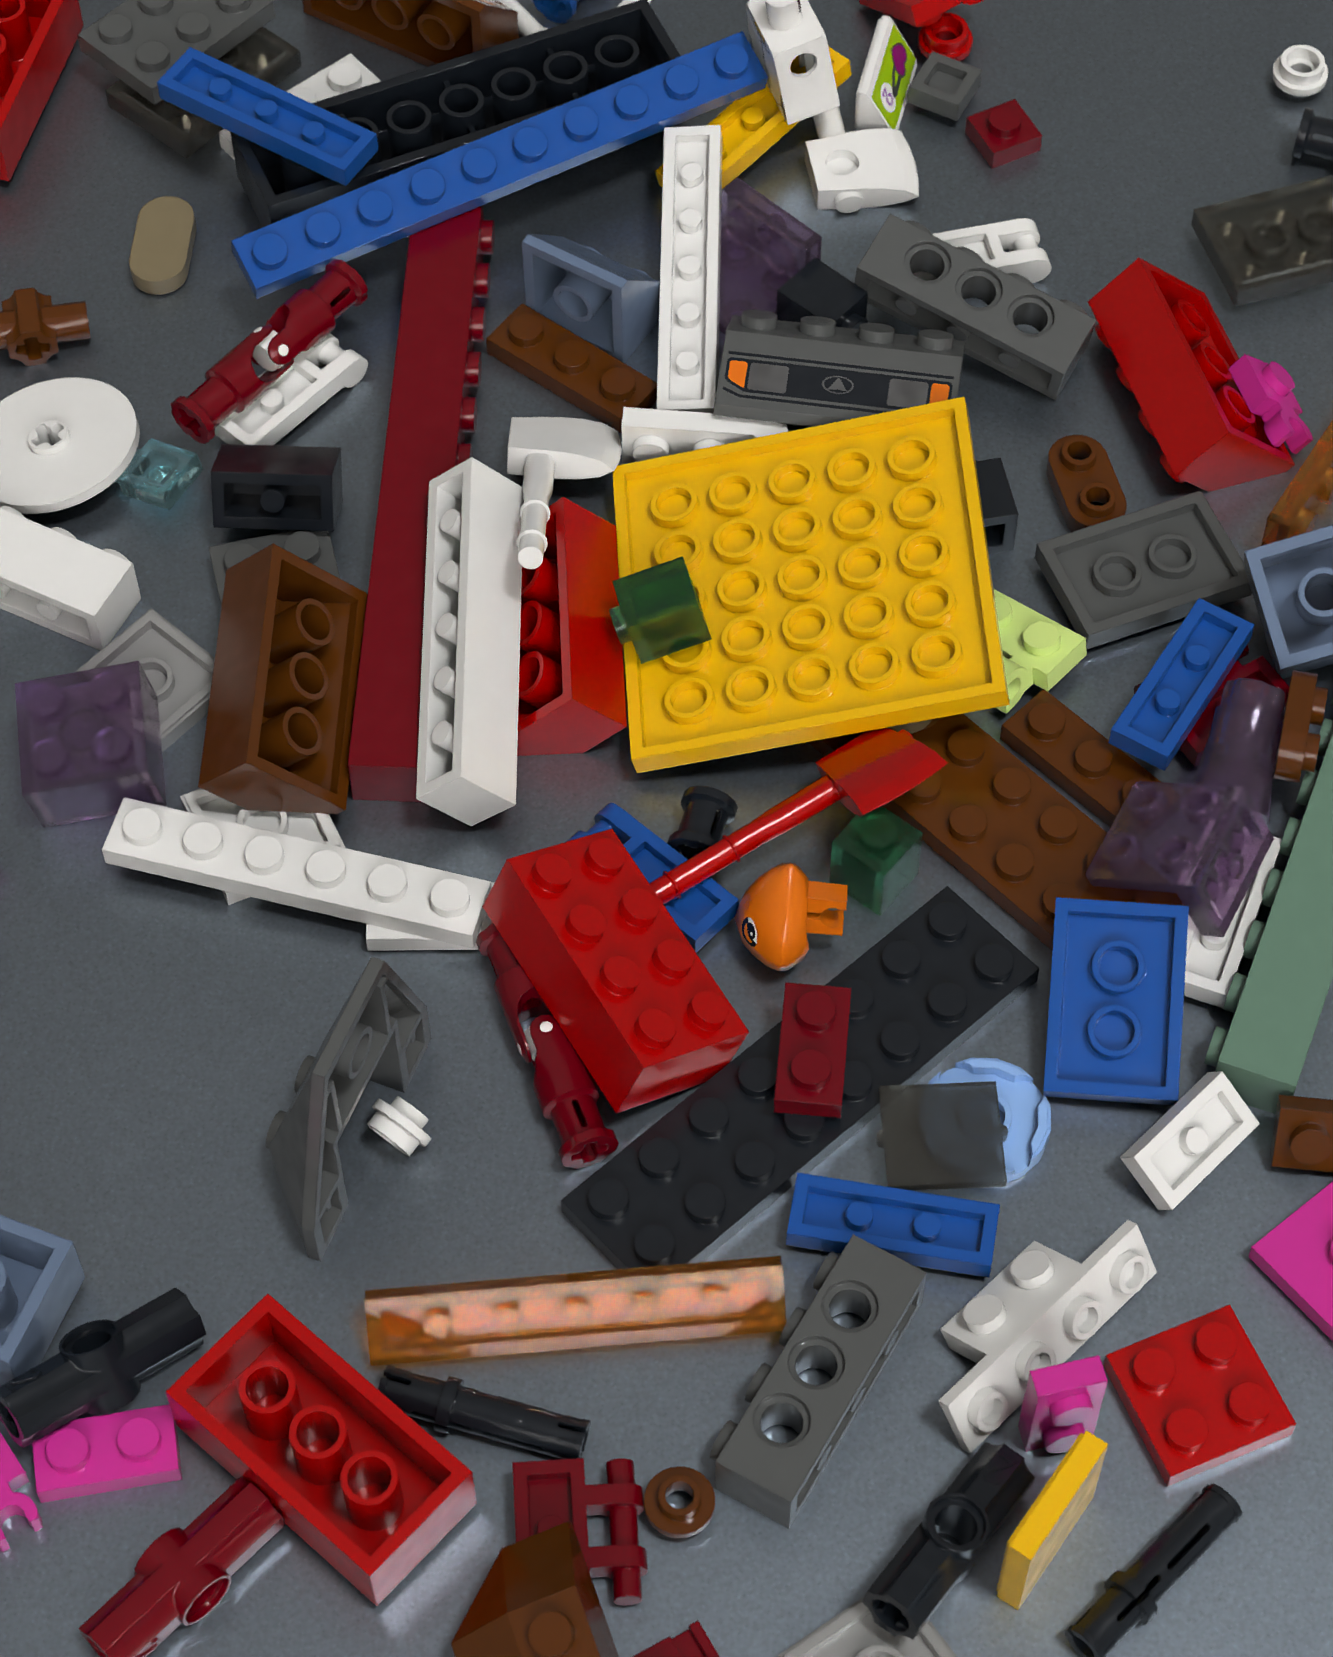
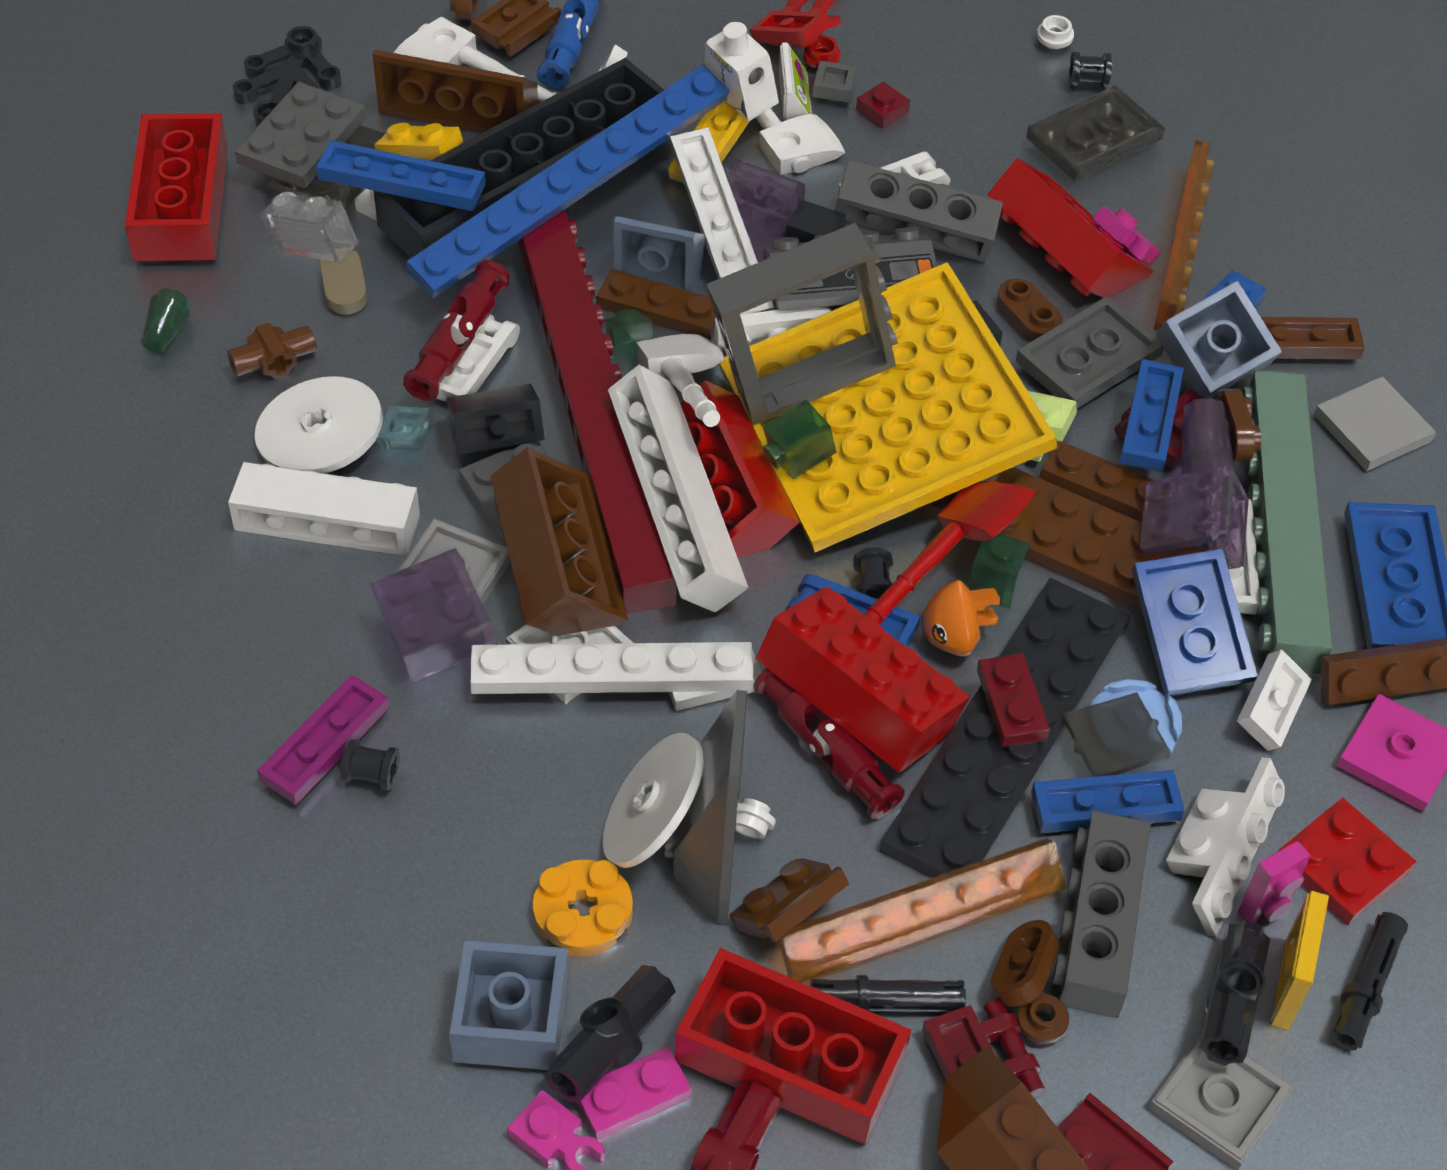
camera: 20 degrees left, 5 degrees down
(132, 1152) = (576, 881): none -> light orange plate
(136, 162) = (309, 227): none -> clear brick
(264, 1070) = (653, 800): none -> white piece
(323, 67) = (420, 141): none -> yellow plate
(386, 1255) = (788, 899): none -> reddish brown plate
(511, 393) = (629, 327): none -> clear green plate
(680, 1421) = (1025, 963): none -> reddish brown plate
(684, 377) = (787, 273): none -> dark grey window

